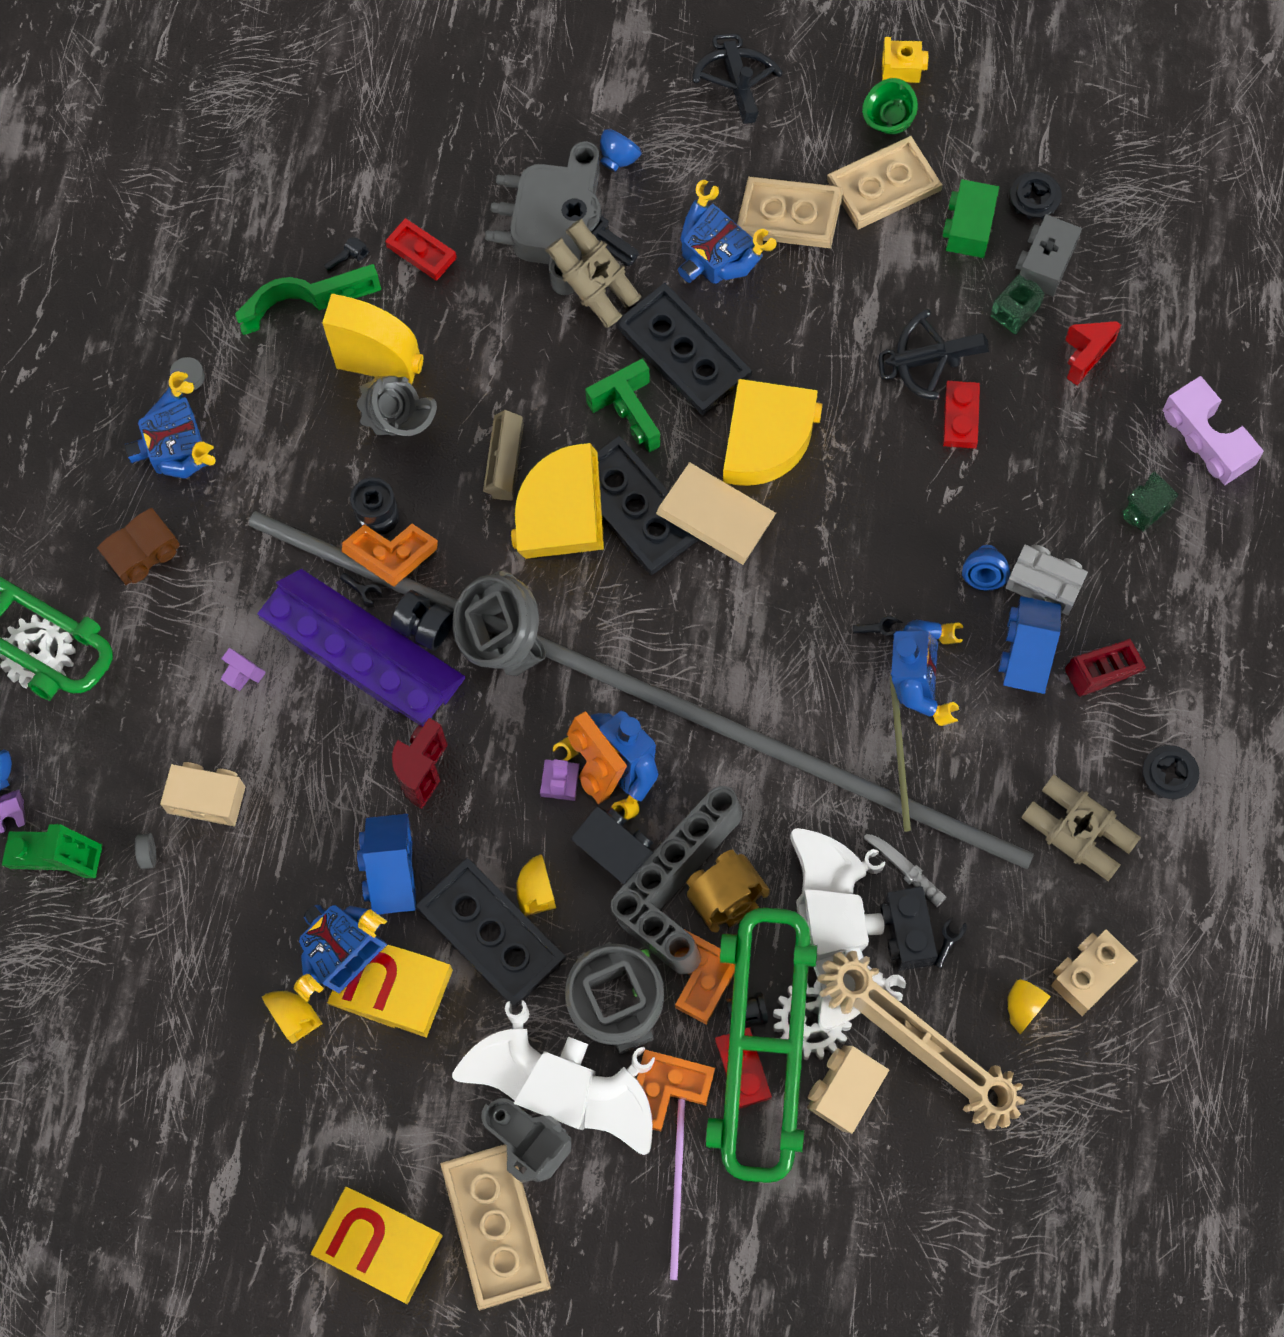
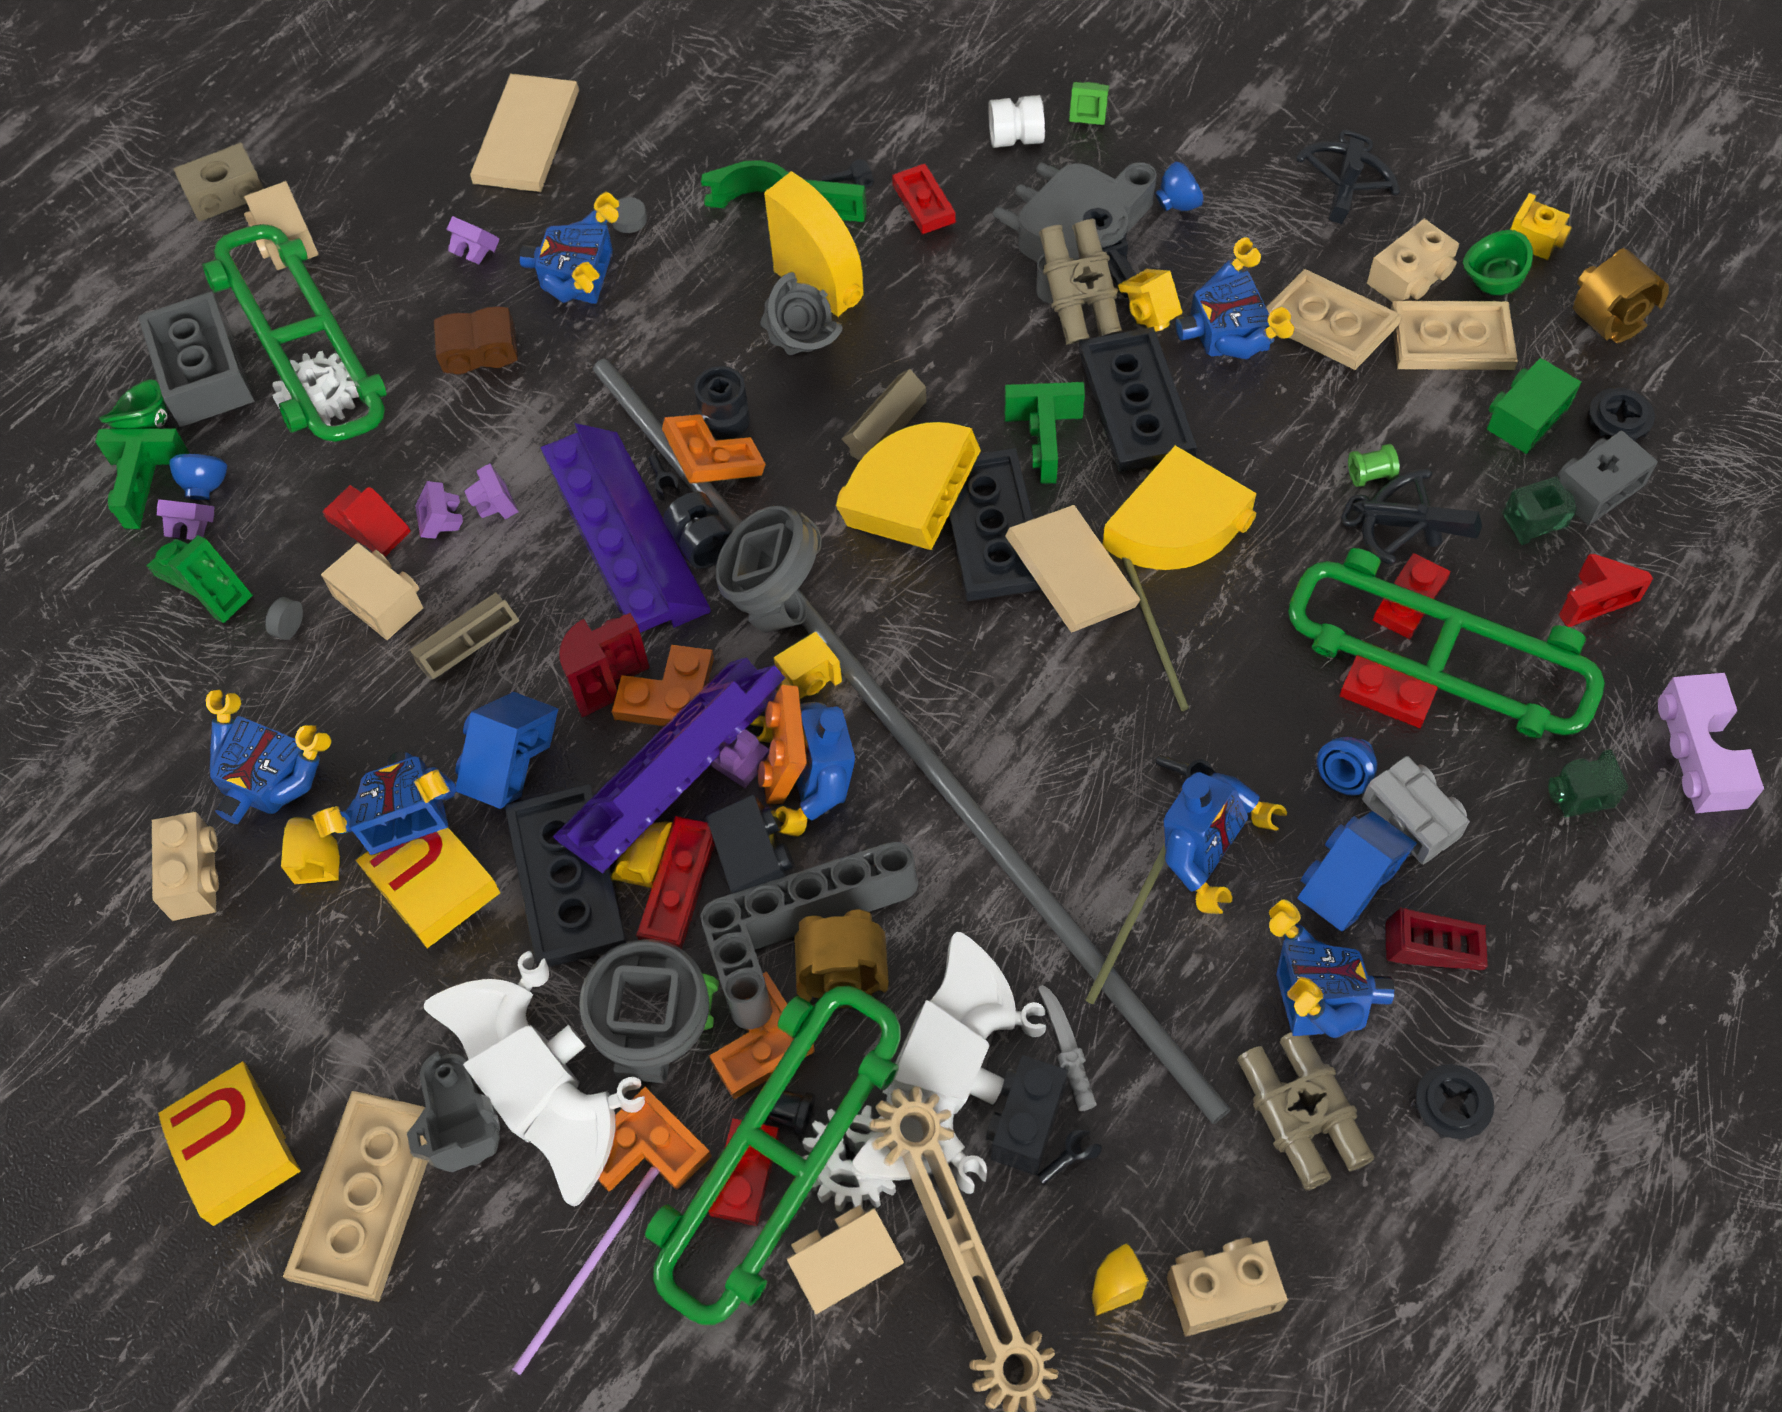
camera: 30 degrees right, 10 degrees down
(49, 337) = (525, 132): none -> tan tile
(73, 455) = (467, 235): none -> medium lavender tile
(151, 739) = (367, 519): none -> red slope
(203, 706) = (434, 509): none -> medium lavender tile
(207, 1075) = (184, 866): none -> tan brick
(208, 971) = (258, 763): none -> blue torso
(297, 794) = (463, 636): none -> dark tan piece
(455, 146) = (1016, 121): none -> white wheel
(481, 763) = (660, 700): none -> orange plate
(503, 100) = (1089, 103): none -> bright green tile
(519, 811) = (669, 763): none -> dark purple slope
(569, 689) = (808, 665): none -> yellow brick
(572, 895) = (677, 882): none -> red tile
(652, 259) = (1152, 298): none -> yellow brick
(799, 533) = (1156, 635): none -> olive piece
(827, 135) = (1413, 263): none -> tan brick
(884, 322) = (1373, 465): none -> bright green bush
(982, 497) = (1388, 691): none -> red plate
(991, 98) = (1619, 296): none -> pearl gold brick
(1050, 736) = (1323, 984): none -> blue torso
(1085, 409) = (1561, 648): none -> green bar

